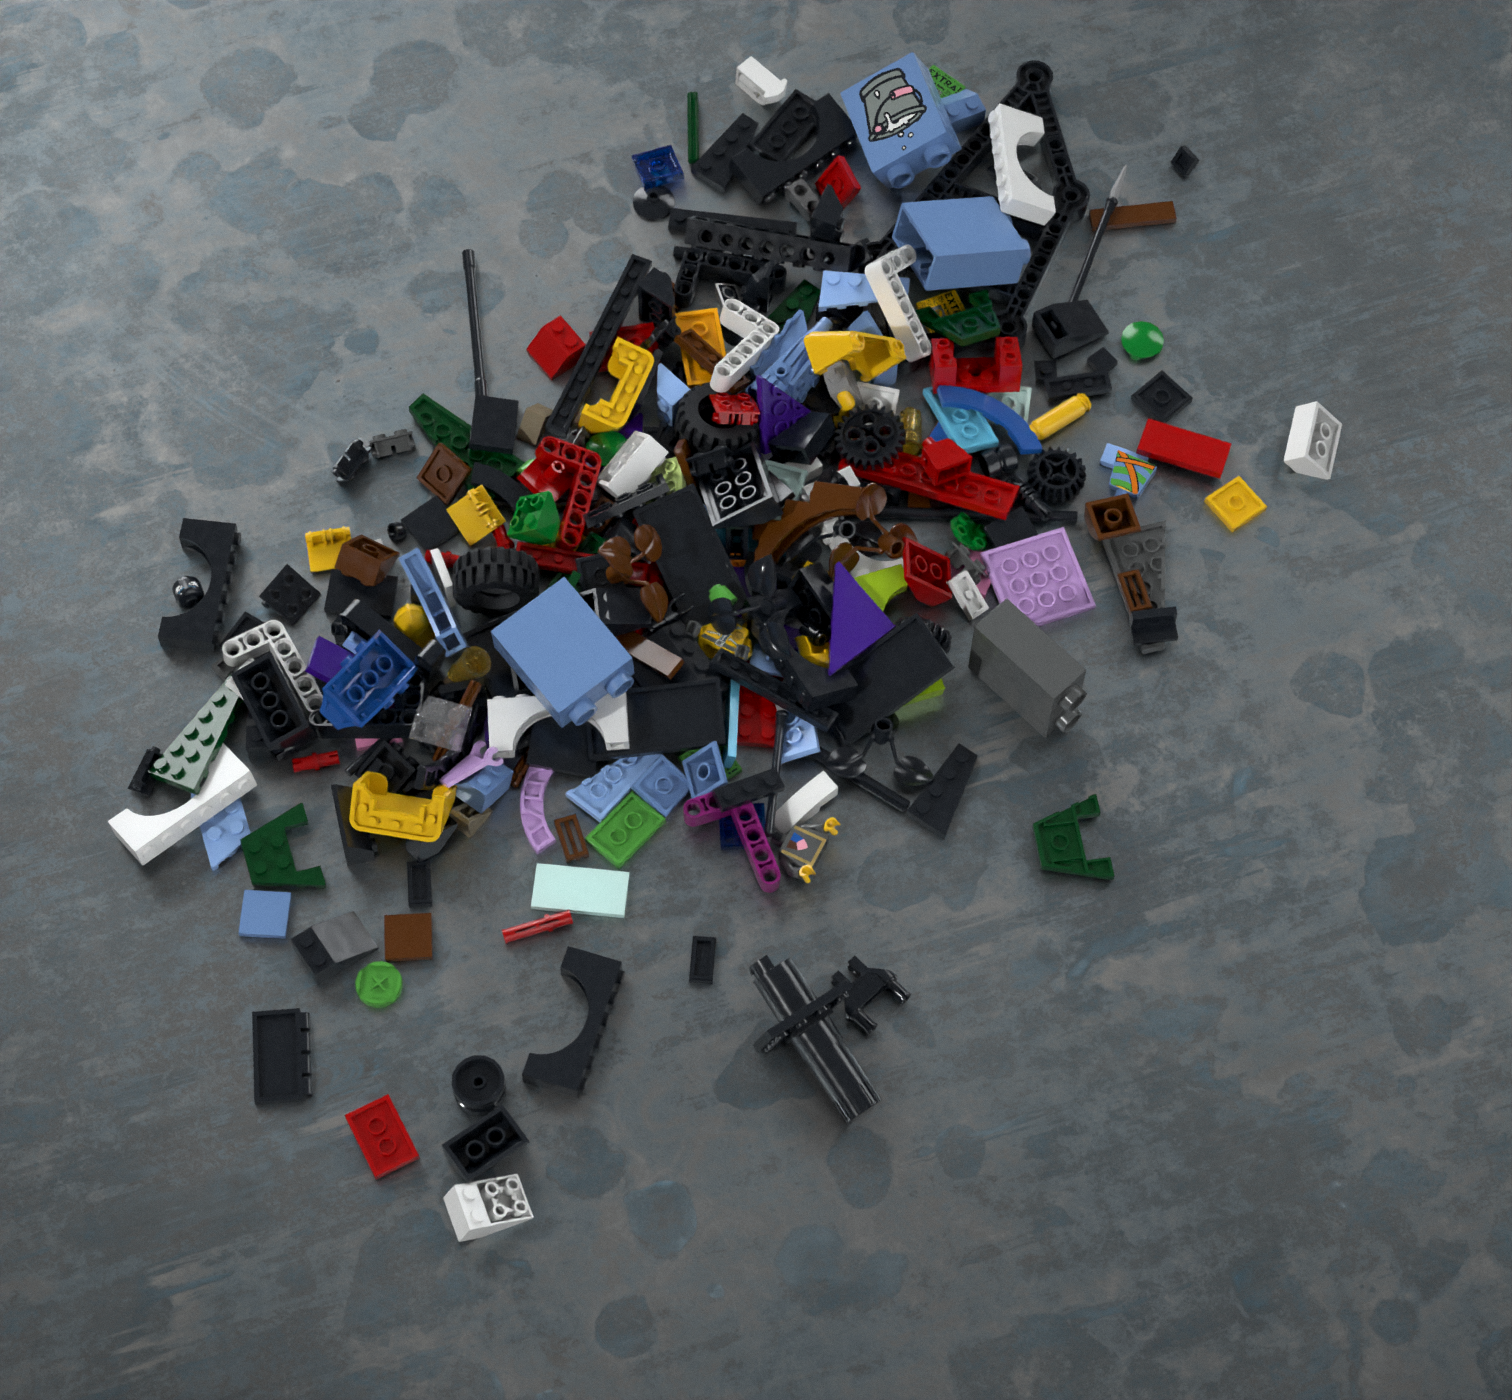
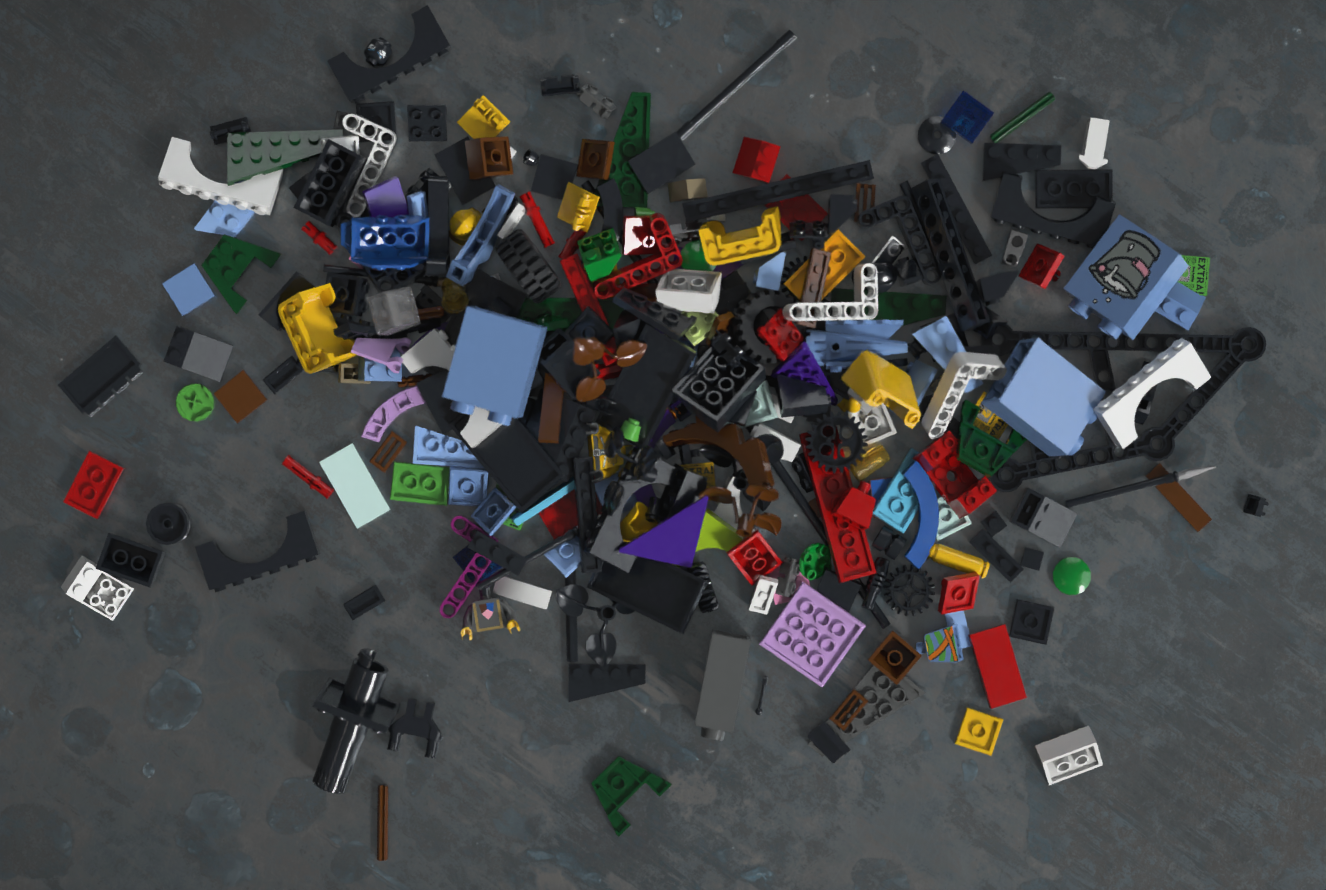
camera: 55 degrees right, 25 degrees up
(940, 1091) = (382, 823): none -> reddish brown axle
(1088, 430) = (958, 593): none -> red tile

